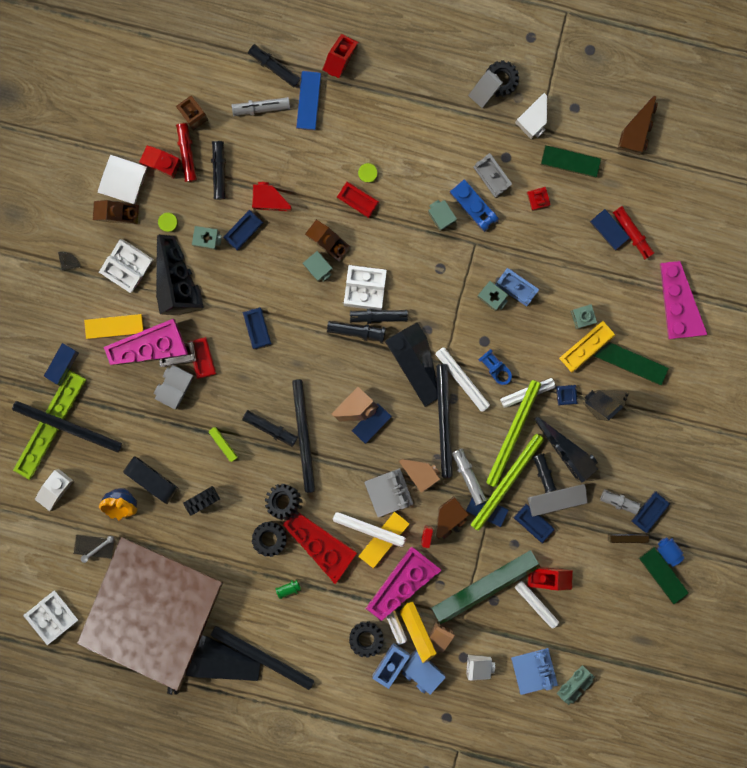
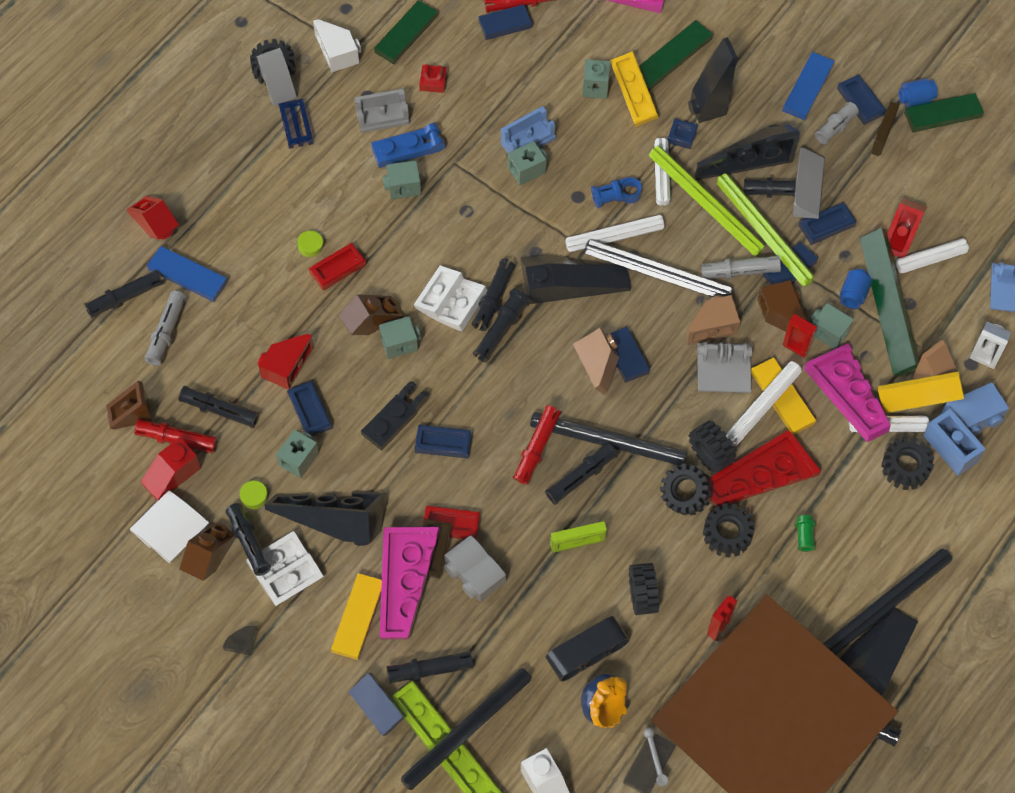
camera: 75 degrees left, 25 degrees down
(98, 386) = (429, 667): none -> black pin
(132, 234) = (238, 520): none -> black pin
(201, 556) = (721, 617): none -> red tile
(260, 288) = (394, 417): none -> black hinge
(275, 391) = (535, 448): none -> red pin
(320, 507) = (712, 446): none -> black tyre
(447, 127) = (299, 139): none -> clear blue tile
(449, 553) = (831, 325): none -> sand green brick
(486, 561) = (855, 288): none -> blue brick
(646, 470) = (808, 86): none -> blue tile

